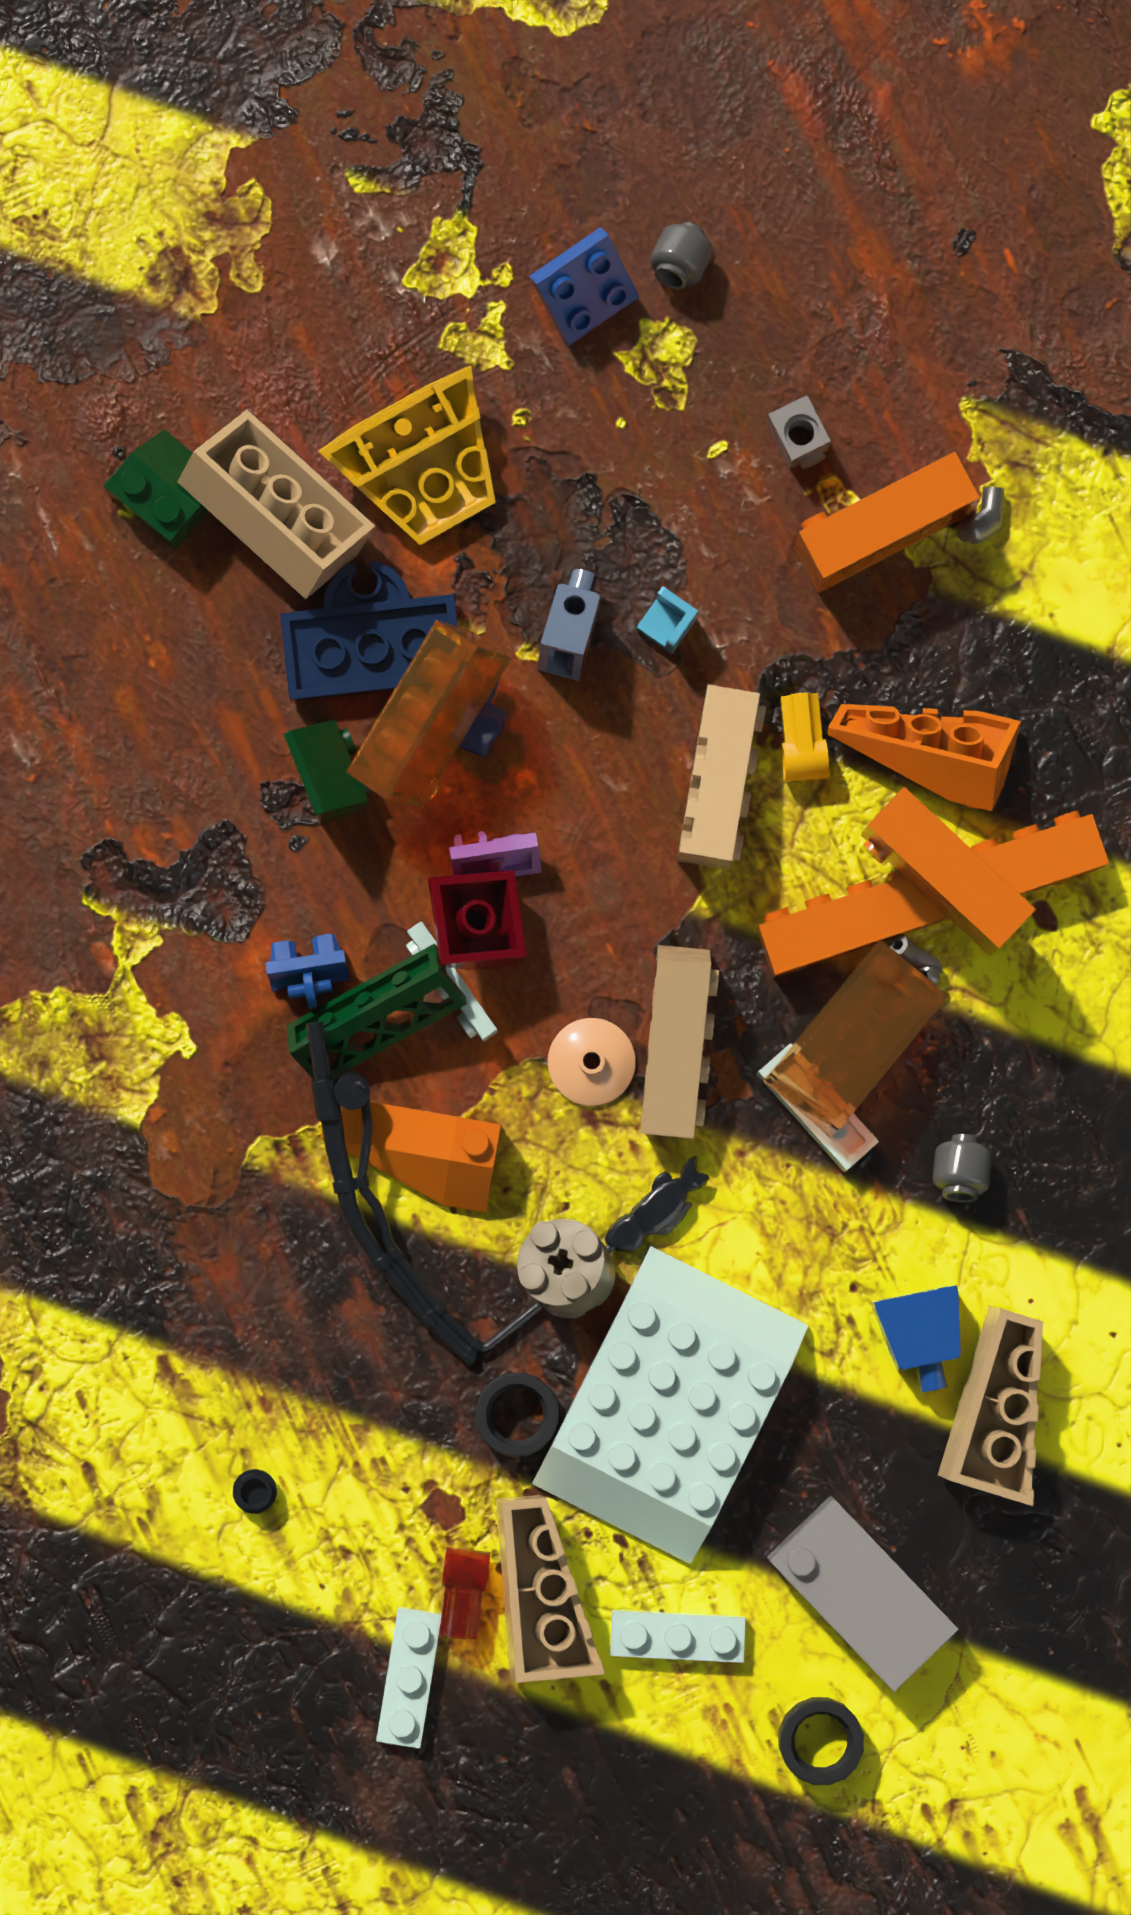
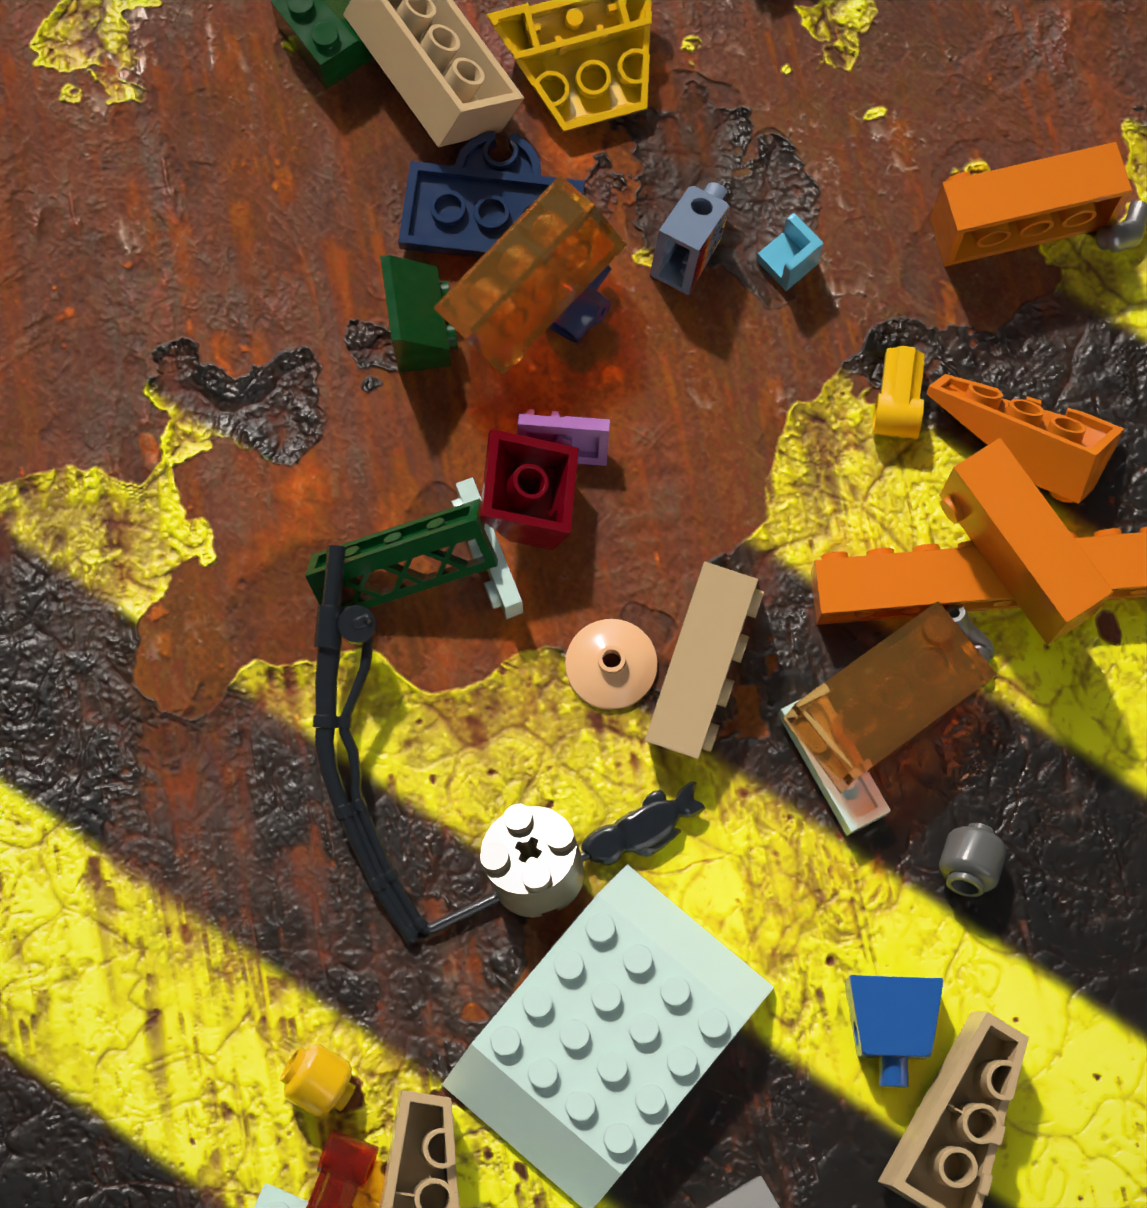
camera: 15 degrees right, 10 degrees down
(254, 1491) = (148, 1020): black plate -> none
(309, 973) = (346, 504): blue hips -> none
(421, 1508) = (317, 1080): none -> yellow head
(430, 1152) = (423, 711): orange wedge -> none
(518, 1447) = (408, 995): black tyre -> none
(719, 777) = (805, 413): tan wedge -> none
(799, 414) = (960, 93): light grey brick -> none

